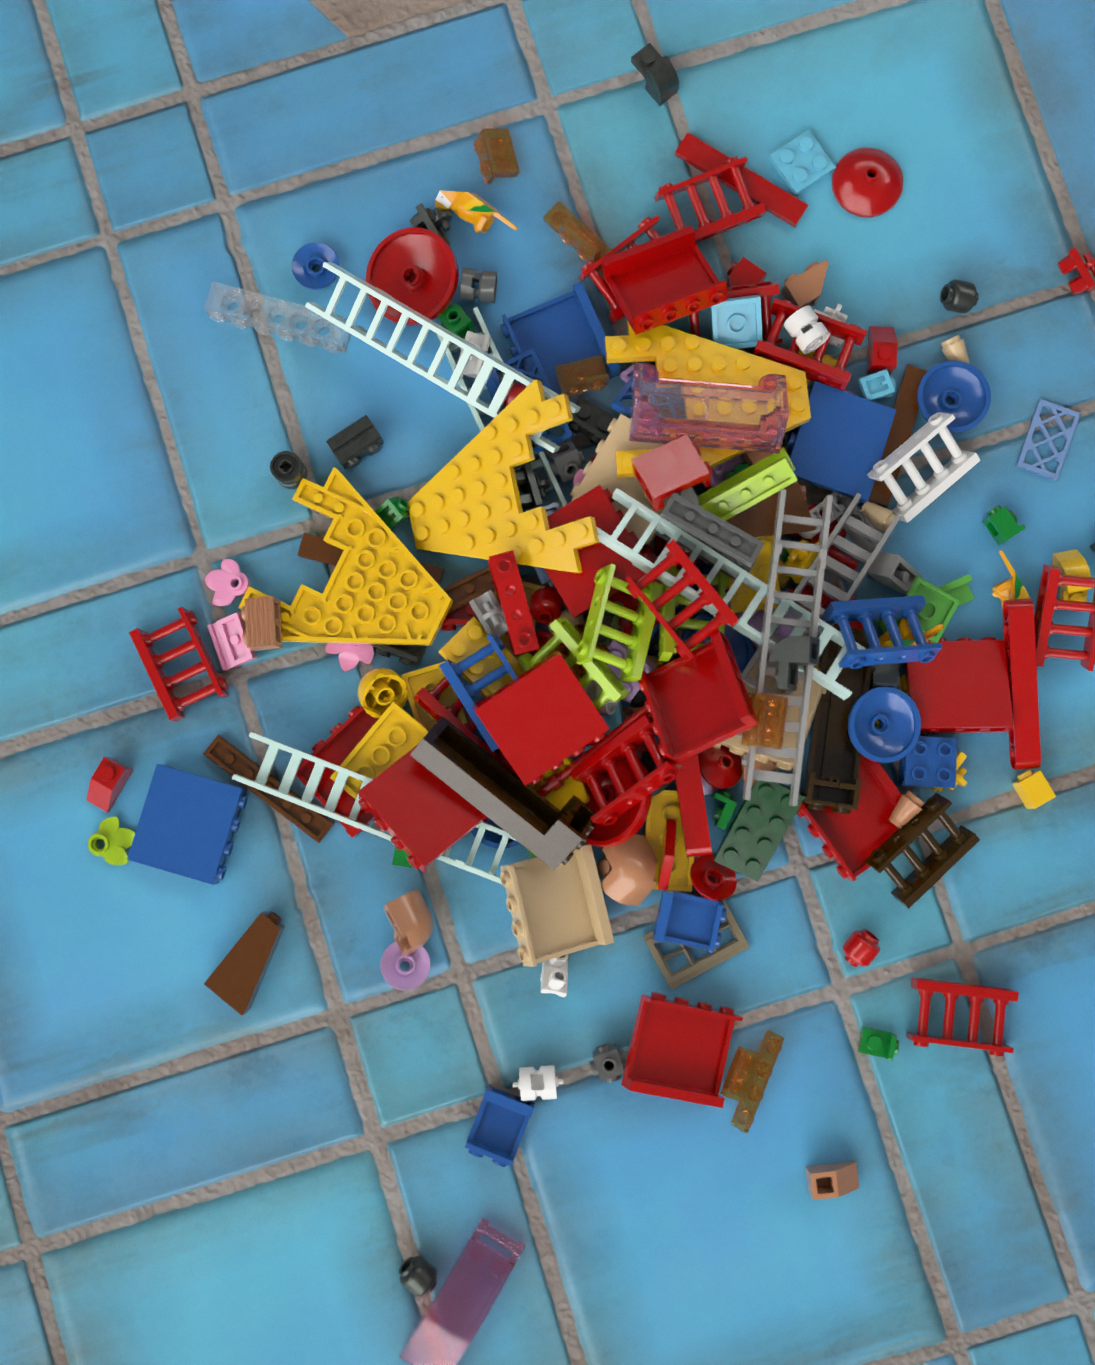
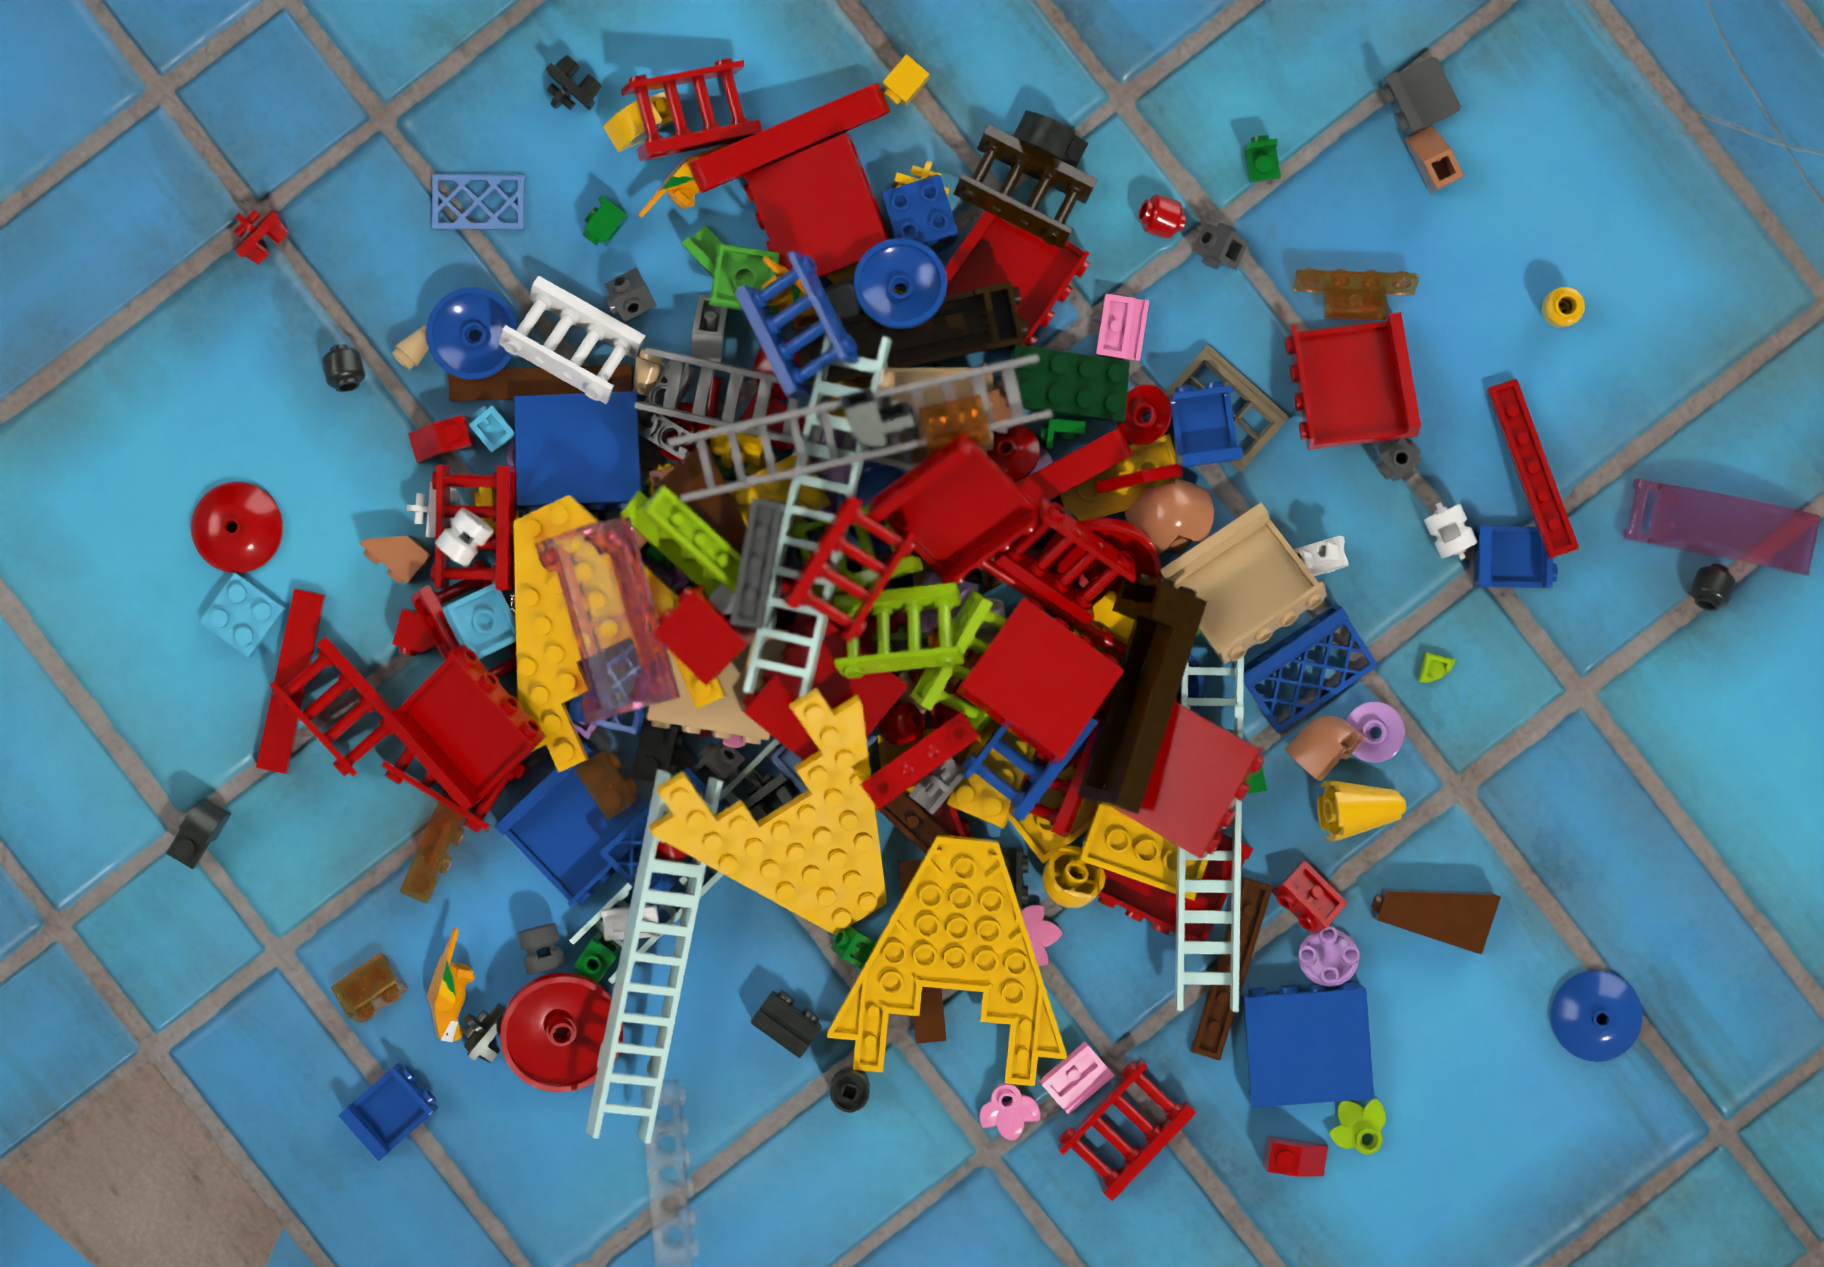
camera: 120 degrees left, 5 degrees up
(139, 1053) = (1576, 1013): none -> blue dish
(248, 865) = (1329, 957): none -> lavender dish
(262, 623) = (1045, 1047): nougat brick -> none
(298, 867) = (1309, 898): none -> red bracket
(307, 259) = (584, 1169): blue dish -> none
(351, 929) = (1356, 808): none -> yellow cone
(402, 136) = (389, 1111): none -> blue panel
(437, 1030) = (1434, 667): none -> lime tile
(494, 926) = (1299, 643): none -> blue fence
(562, 1167) = (1533, 469): none -> red tile
(680, 1247) = (1572, 304): none -> yellow head
(786, 885) = (1122, 327): none -> bright pink plate
(823, 984) = (1216, 241): none -> dark grey brick
(885, 1186) = (1419, 96): none -> dark grey bracket
(906, 809) = (986, 222): nougat cone -> none
(941, 522) = (629, 295): none -> dark grey brick
(952, 885) = (1051, 137): none -> pearl dark grey brick
(976, 995) = (1173, 96): red fence -> none

